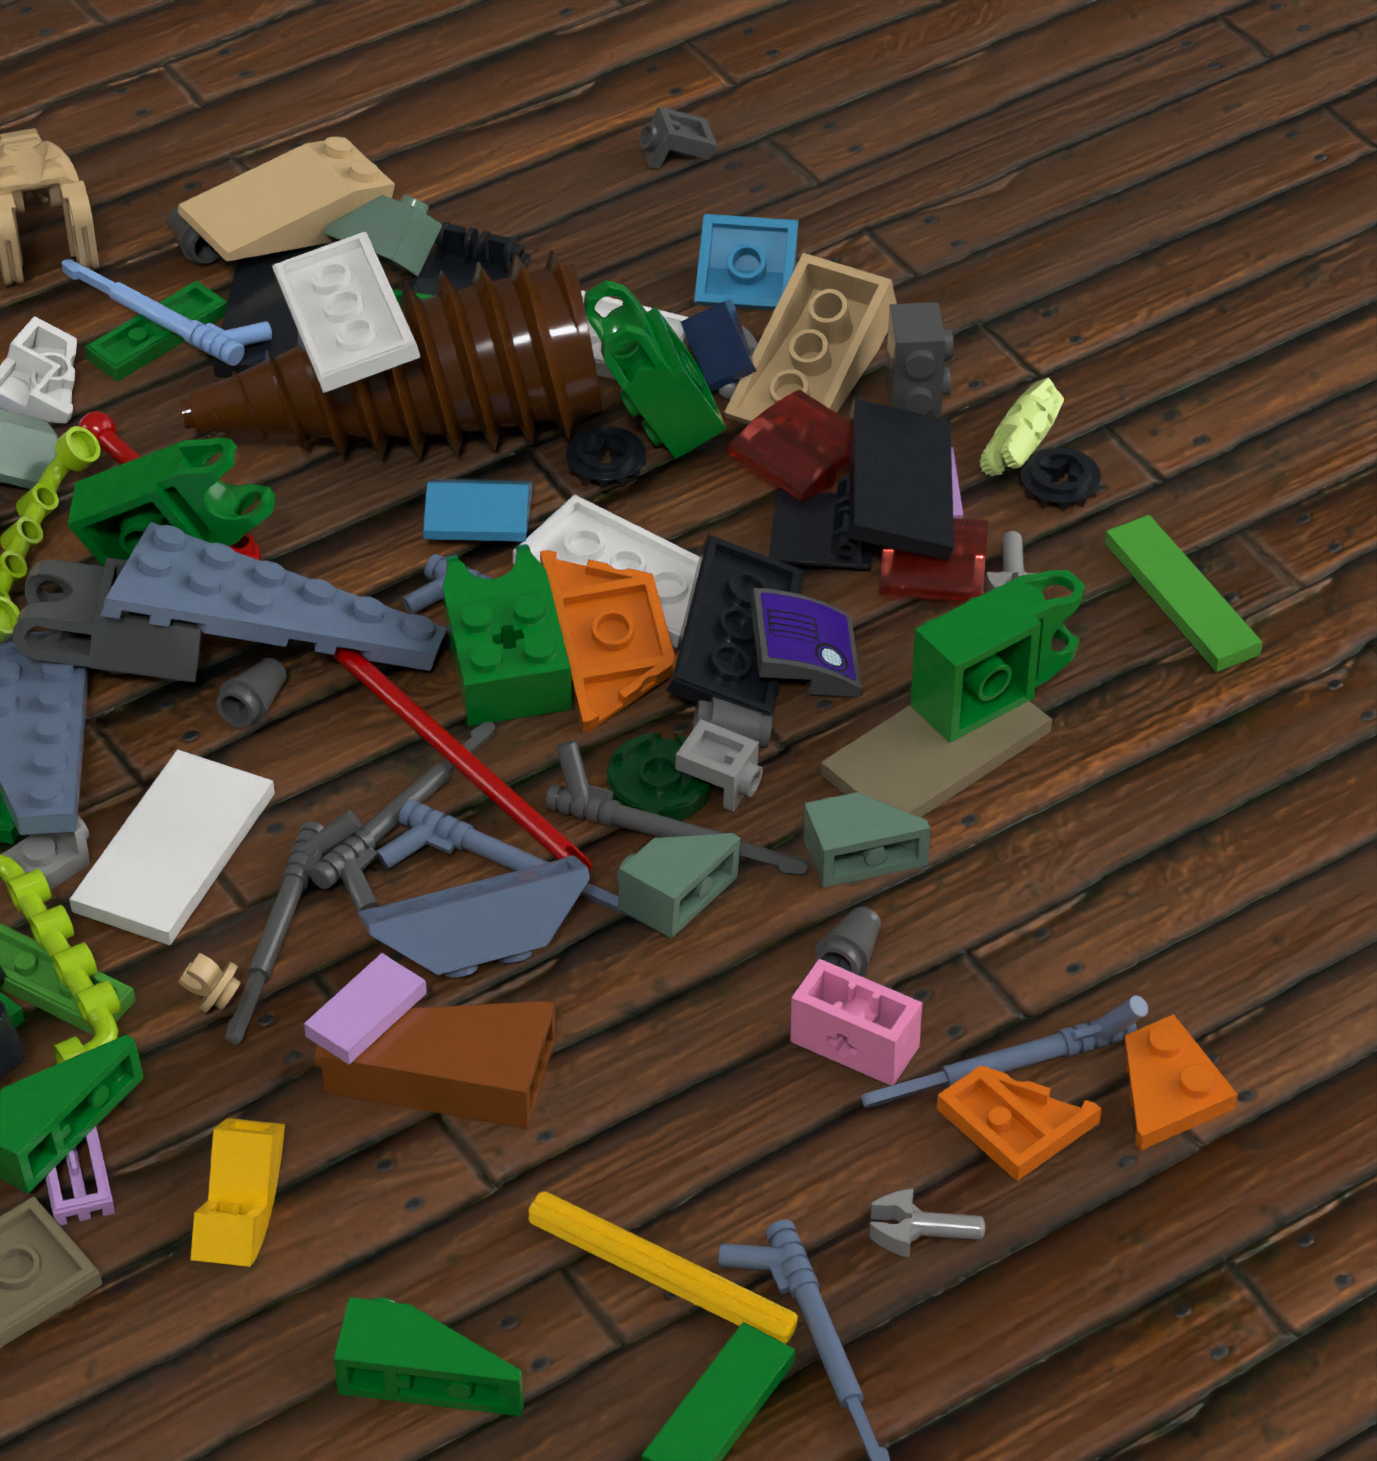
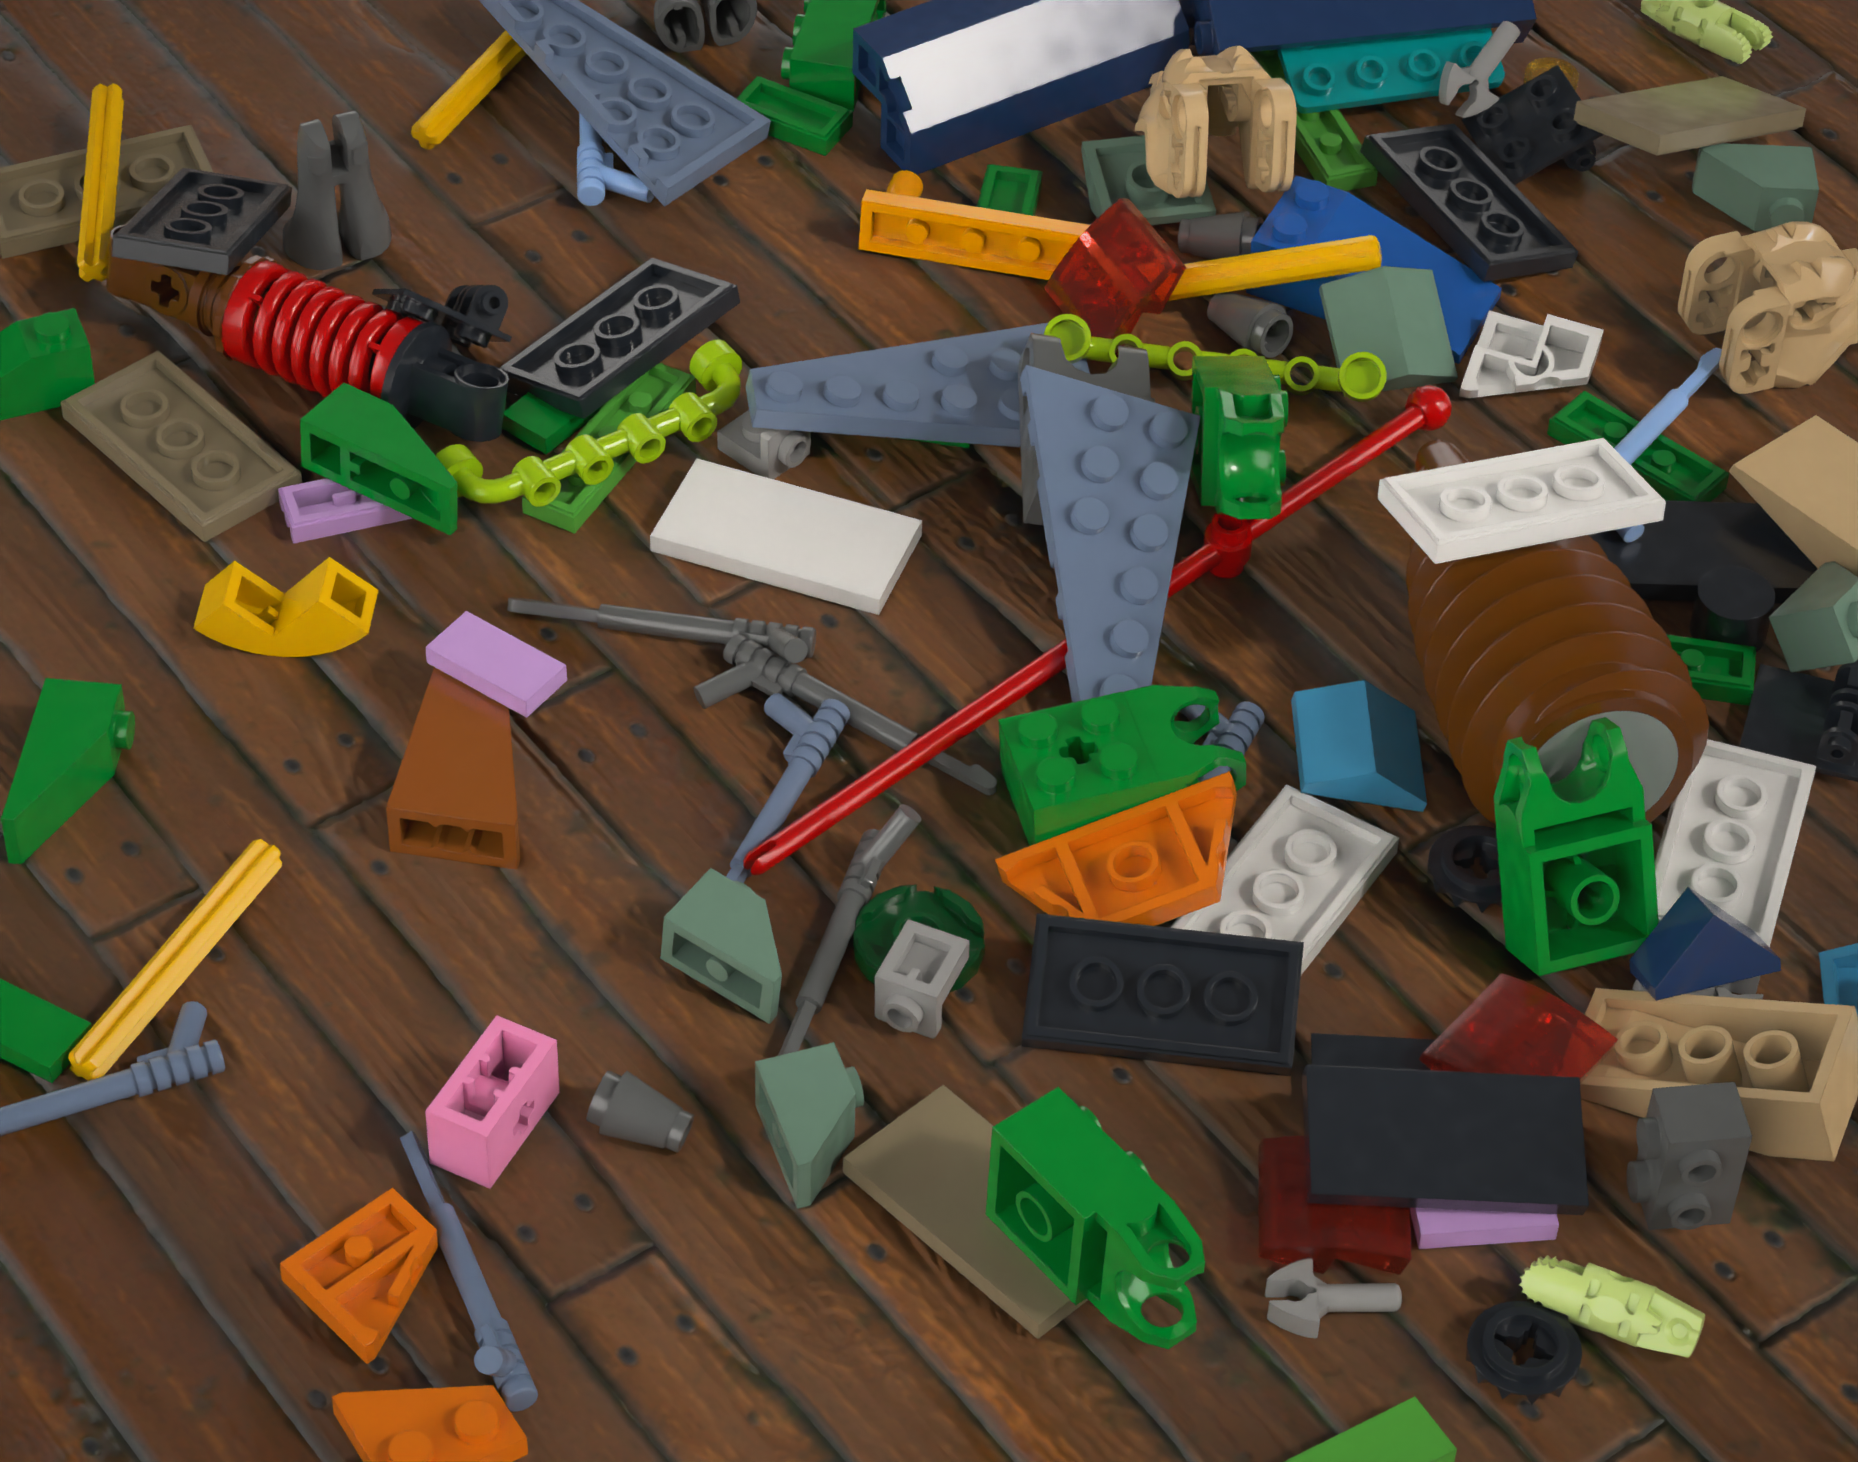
camera: 85 degrees right, 0 degrees up
(207, 979) = (577, 570): tan plate -> none
(250, 693) = (1014, 572): dark grey cone -> none
(481, 919) = (655, 755): sand blue wedge -> none
(735, 718) = (997, 991): dark grey cone -> none
(805, 641) = (1147, 1061): slope -> none
(916, 1223) = (207, 1171): light grey bar -> none

